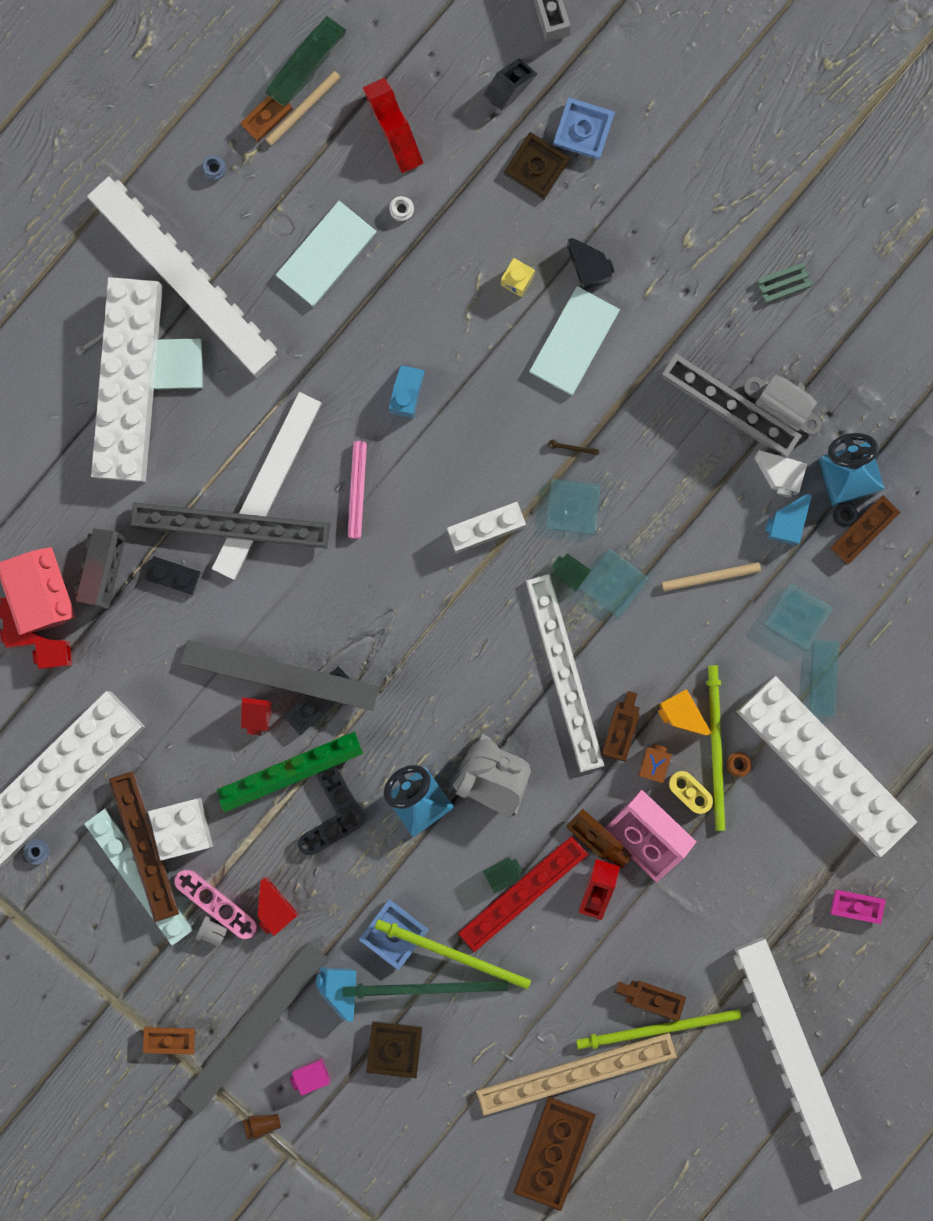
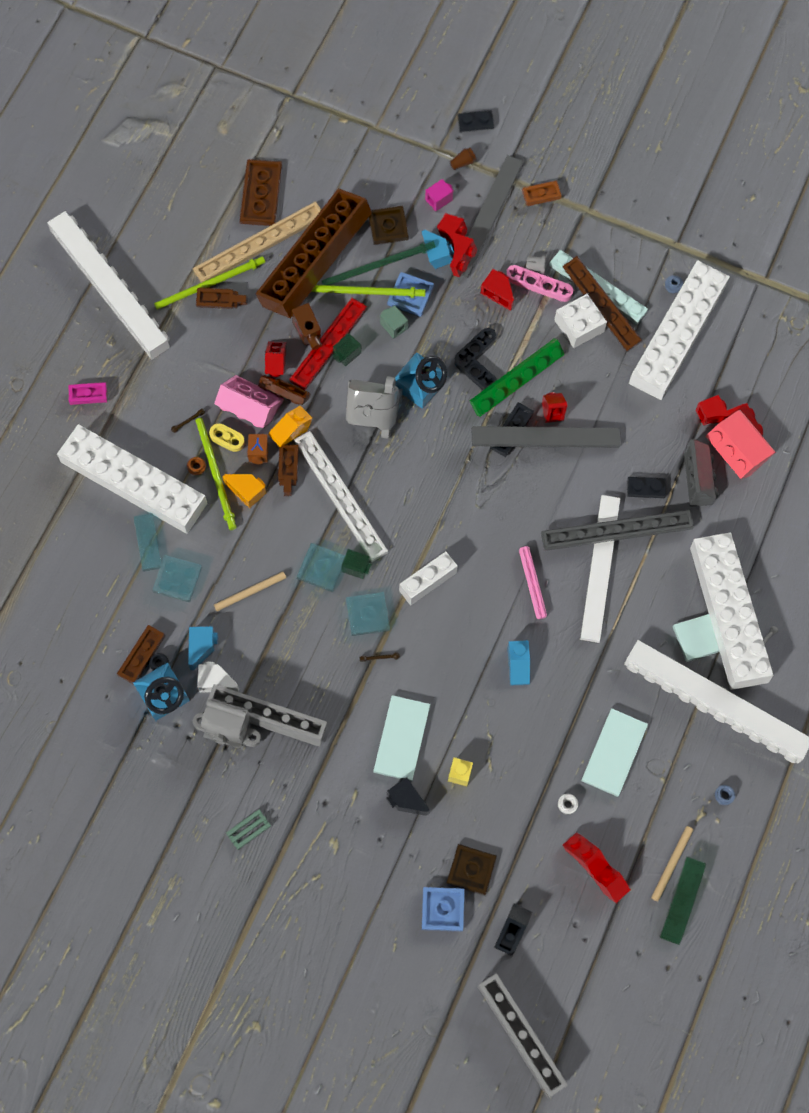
camera: 160 degrees right, 15 degrees down
(223, 1185) = (475, 121): none -> black plate
(264, 118) = (699, 844): dark orange plate -> none
(304, 976) = (454, 231): none -> red arch
(428, 899) = (393, 321): none -> sand green brick
(507, 1028) = (314, 253): none -> reddish brown brick
(548, 929) = (307, 326): none -> reddish brown torso
(606, 780) = (291, 426): none -> light orange slope
(753, 826) = (174, 429): none -> dark brown hinge

